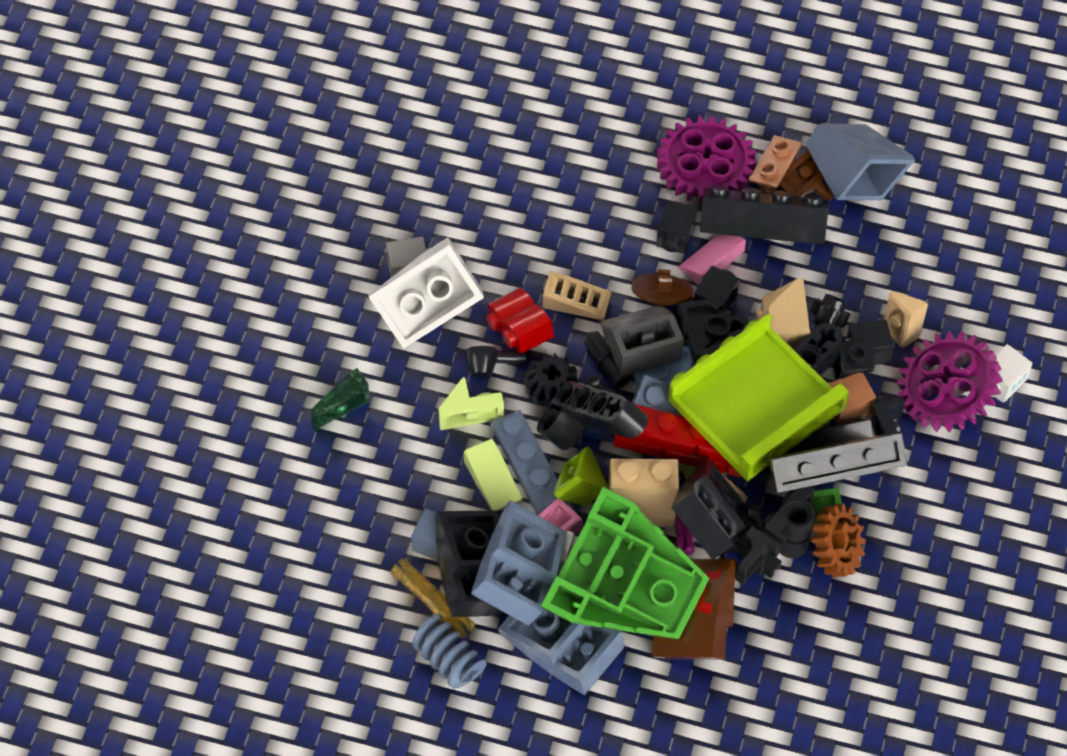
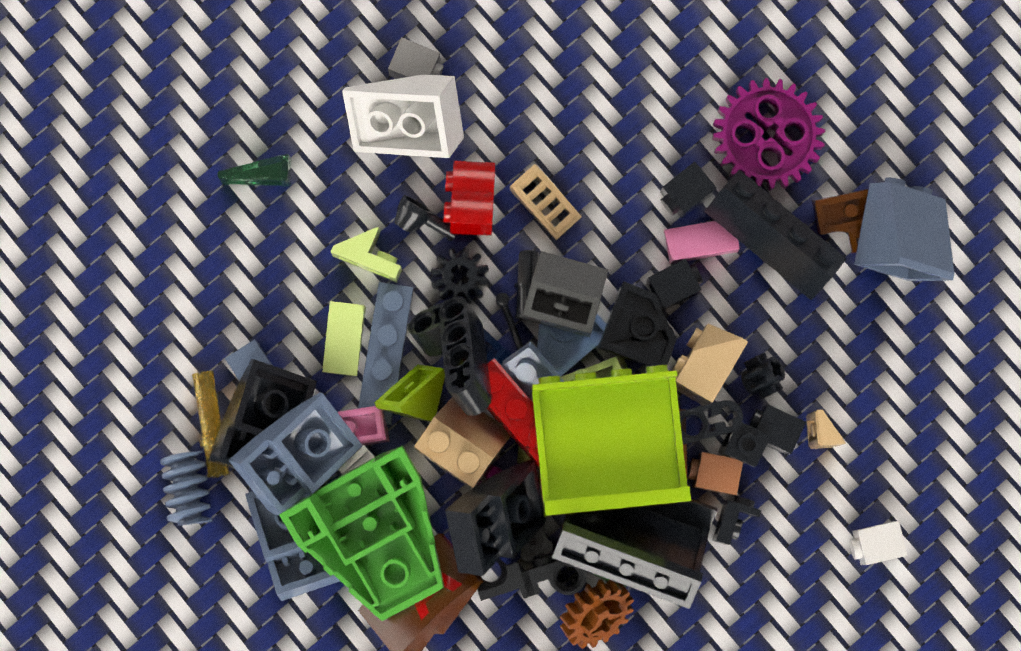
camera: 30 degrees right, 25 degrees up
(662, 288) = (626, 249): reddish brown piece -> none
(774, 163) = (829, 182): nougat hinge -> none
(949, 381) = (837, 497): magenta gear -> none

